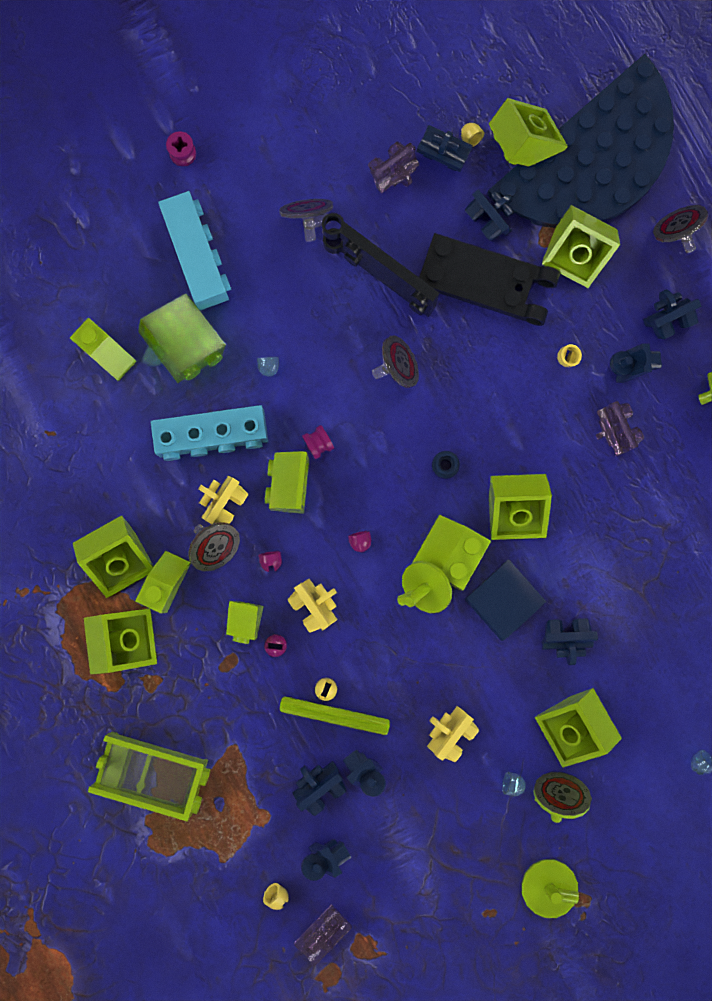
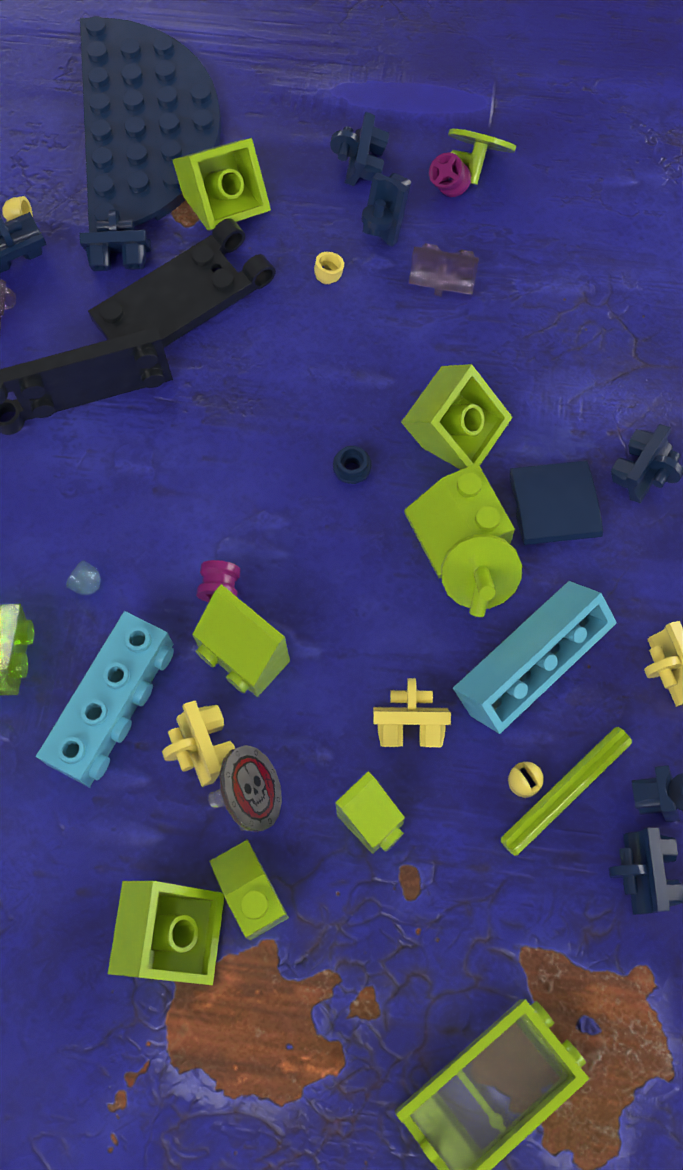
camera: 50 degrees left, 15 degrees down
(120, 641) = (281, 1005): lime slope -> none
(270, 558) = (316, 733): magenta hinge -> none
(276, 639) = (436, 809): magenta hinge -> none
(360, 541) = (372, 614): magenta hinge -> none
(397, 648) = (535, 656): none -> medium azure brick
(398, 362) = (199, 432): shield -> none
(526, 133) = (61, 159): lime slope -> none
(681, 225) = (277, 85): shield -> none
(691, 377) = (445, 167): none -> magenta wheel

